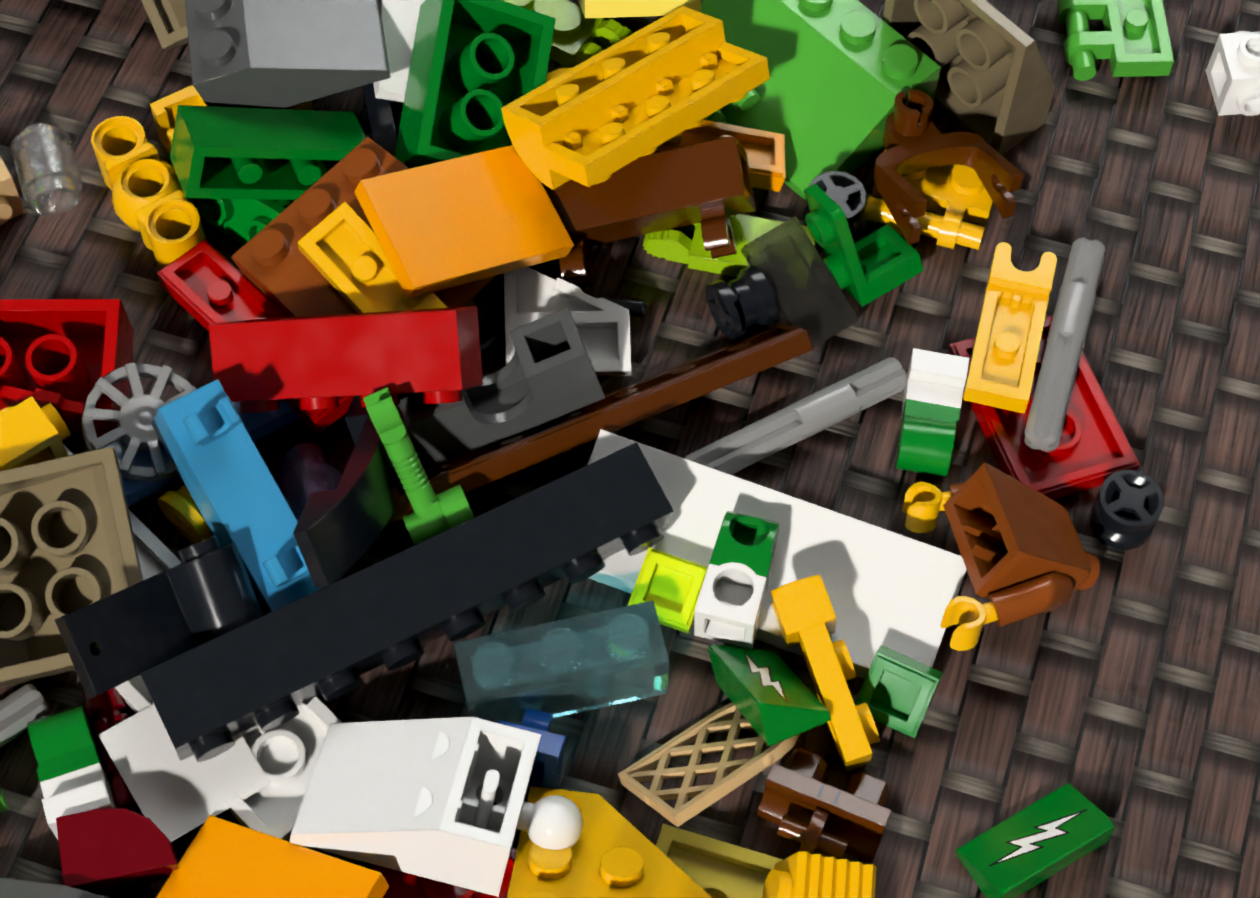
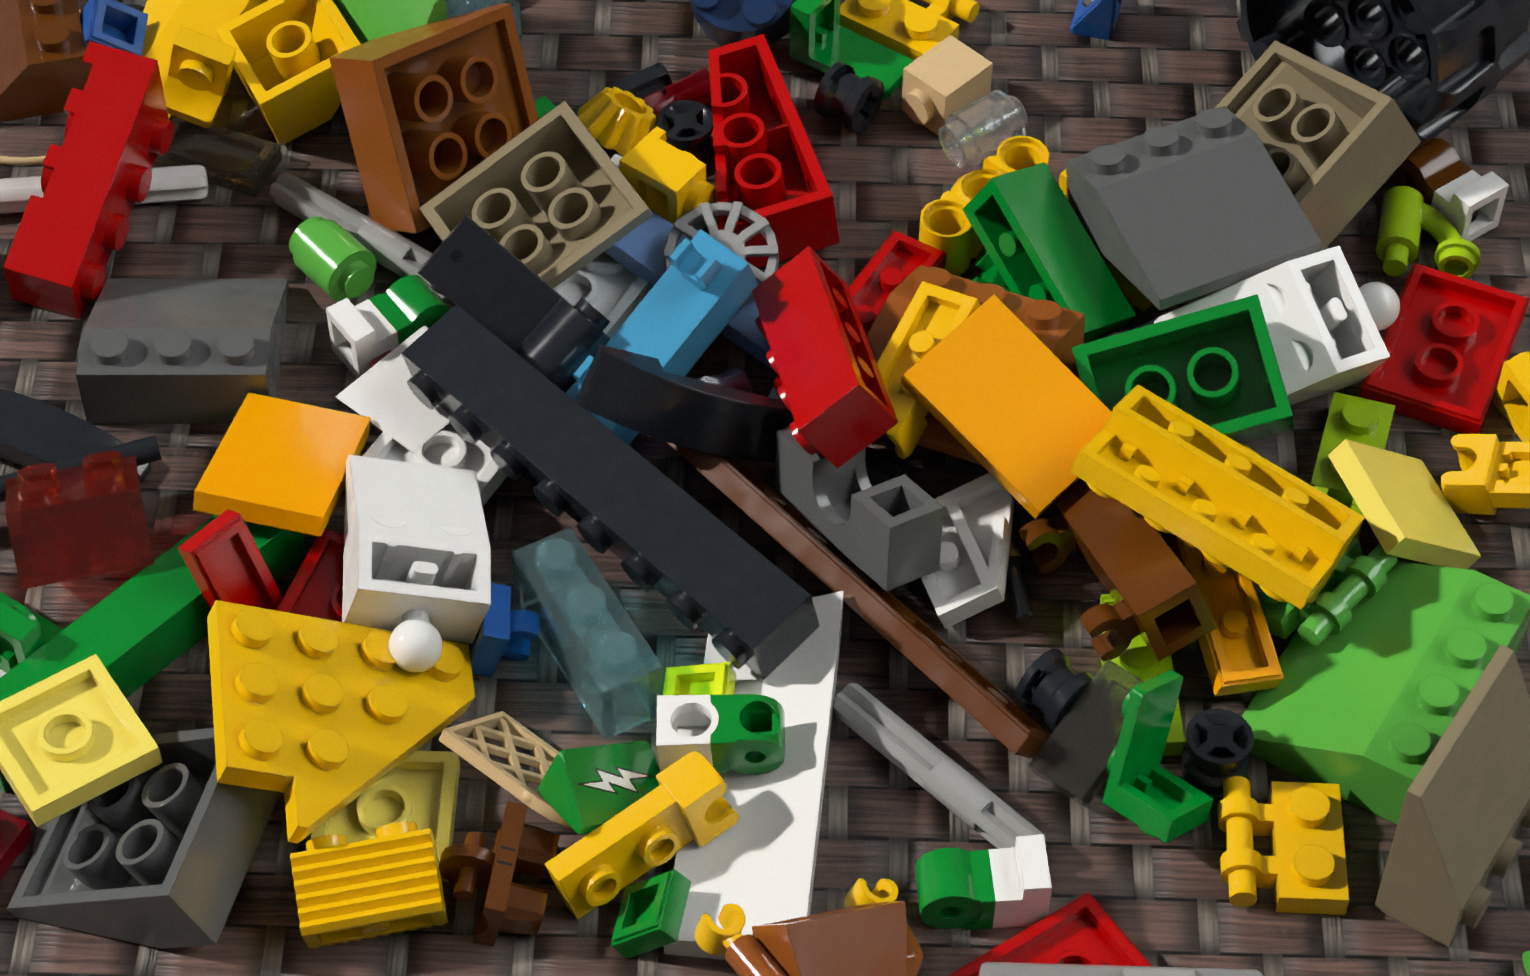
camera: 75 degrees right, 10 degrees down
(112, 850) = (316, 356): dark red brick -> none
(432, 511) = (706, 482): bright green brick -> none
(917, 144) = (1317, 794): reddish brown piece -> none
(1009, 332) = (1115, 926): yellow plate -> none

